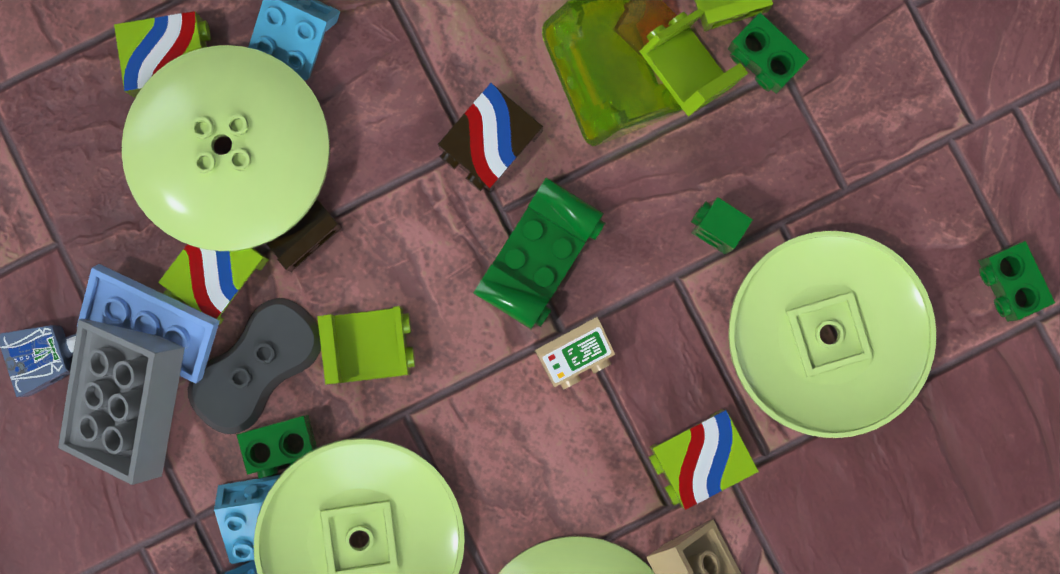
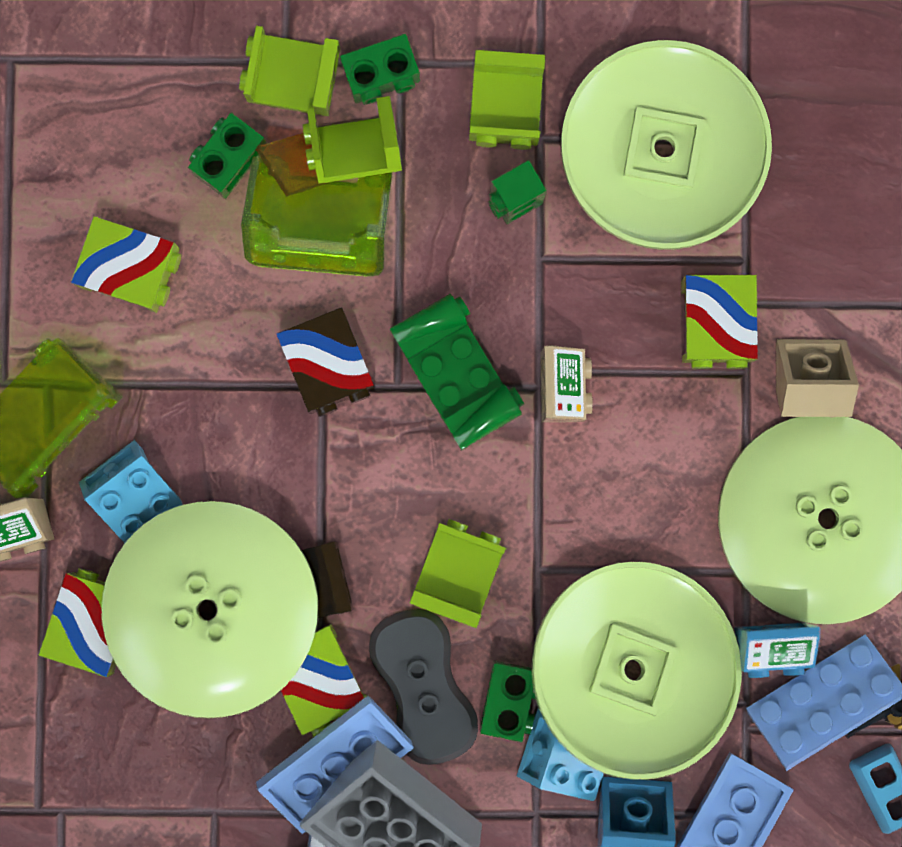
camera: 65 degrees left, 0 degrees up
(799, 176) = (506, 99): none -> lime panel

